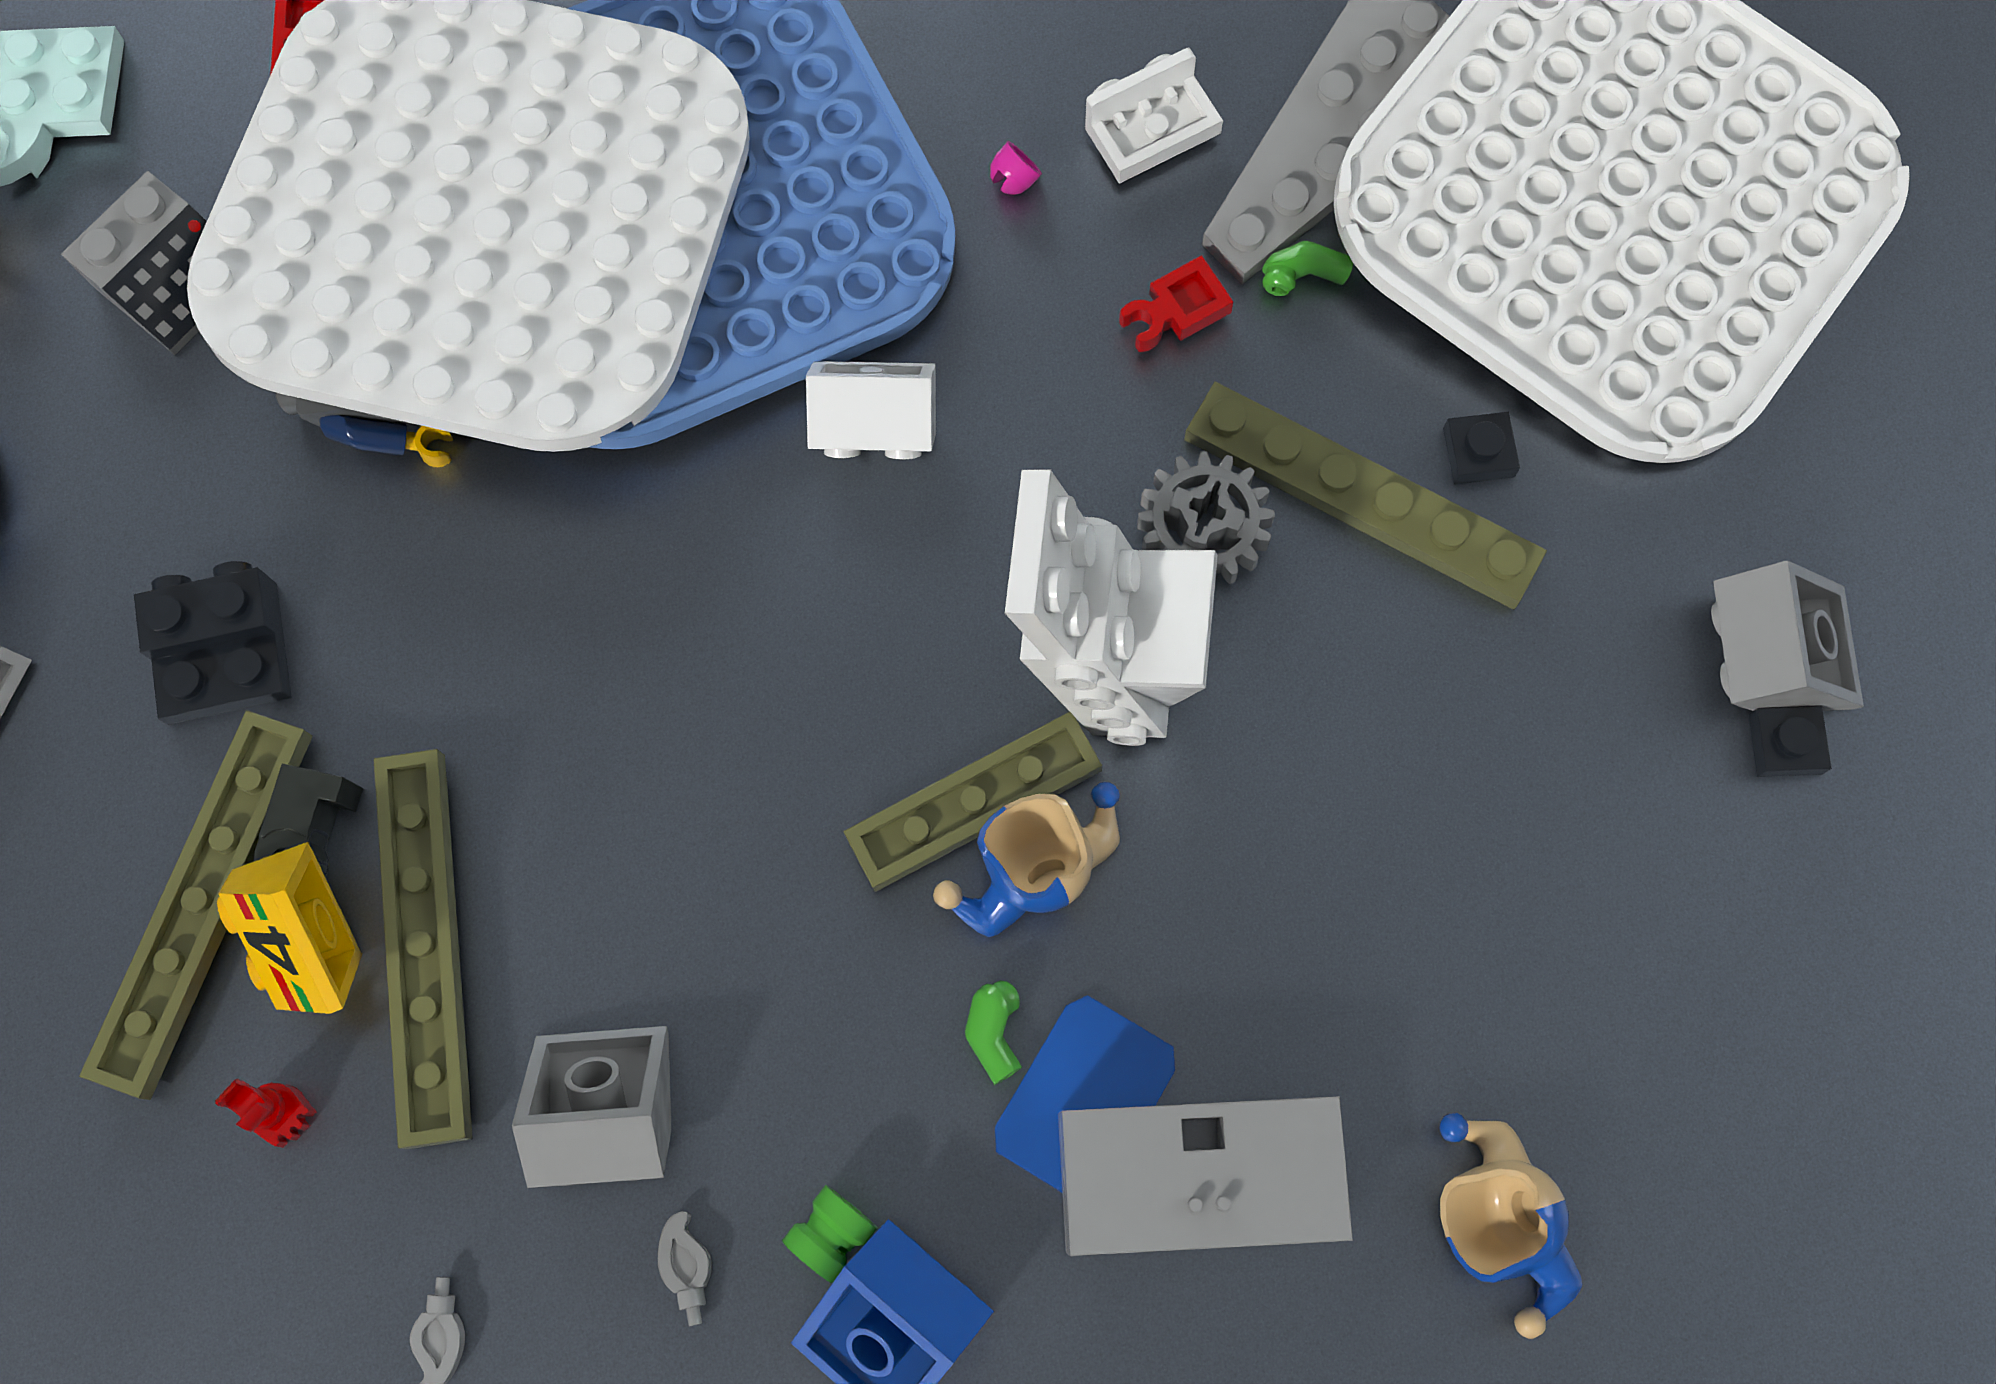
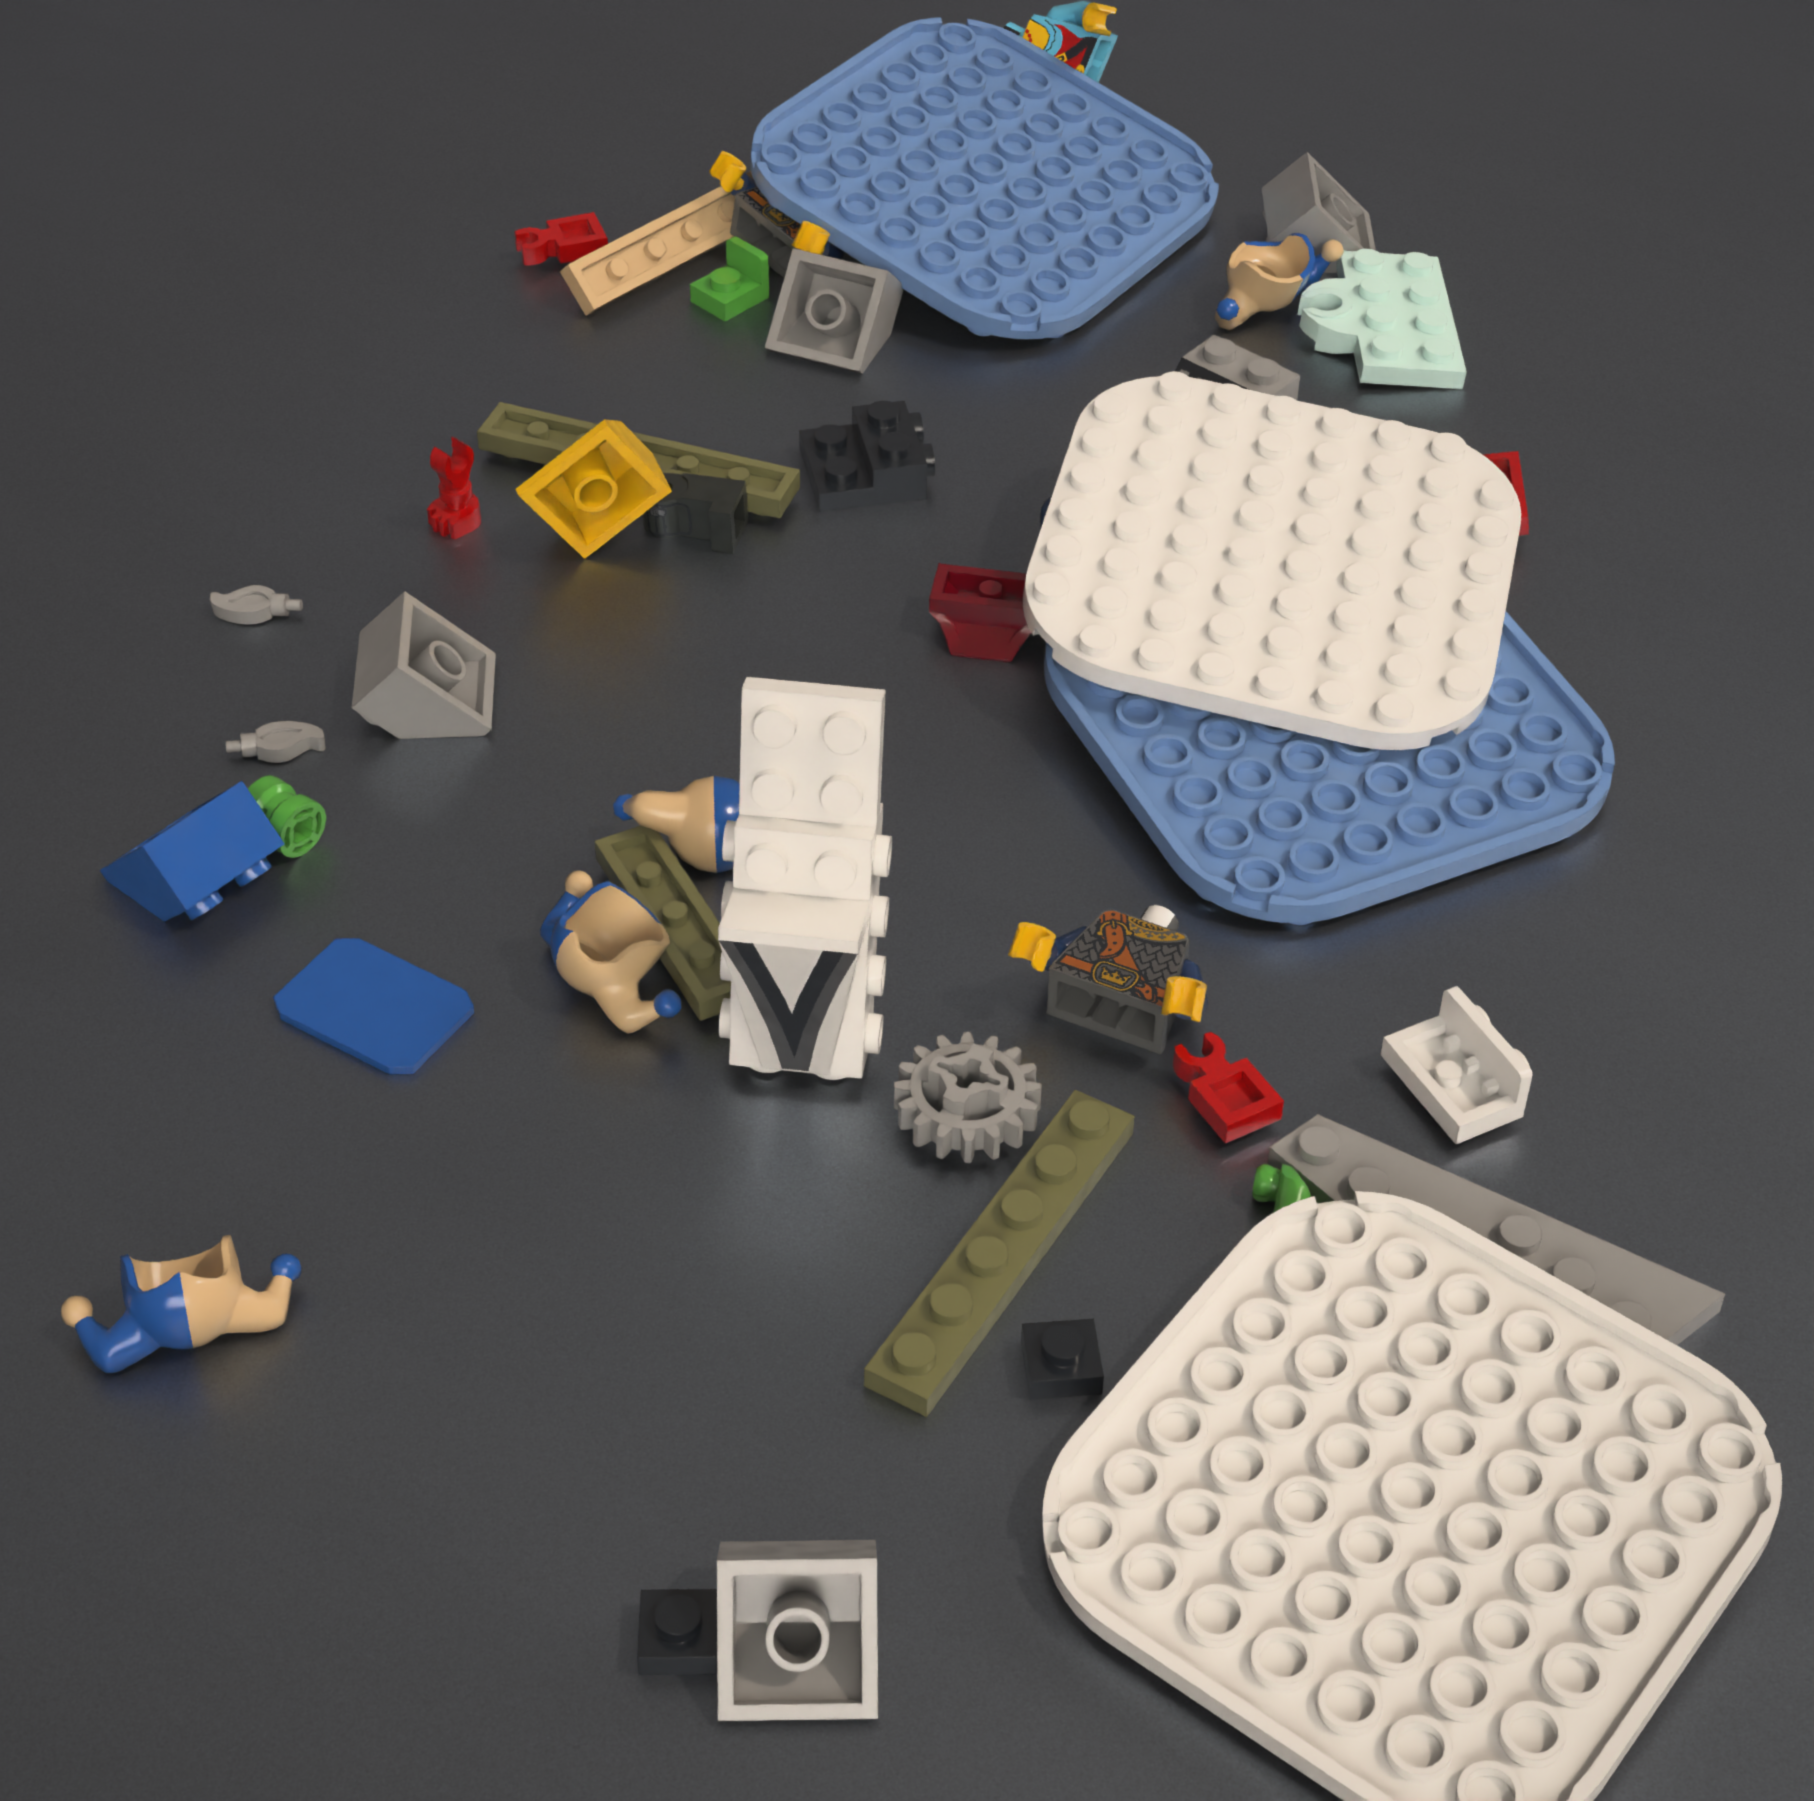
camera: 85 degrees right, 30 degrees down
(422, 950) = (584, 578): olive plate -> none
(499, 506) = (980, 611): none -> dark red slope
(838, 765) = (690, 818): none -> tan piece
(871, 408) = (1088, 837): white brick -> none
(986, 1028) = (445, 928): bright green arm -> none
(1016, 167) = (1391, 957): dark pink hinge -> none
(1052, 375) = (1118, 974): none -> torso
(1204, 1176) = (275, 1058): light grey brick -> none

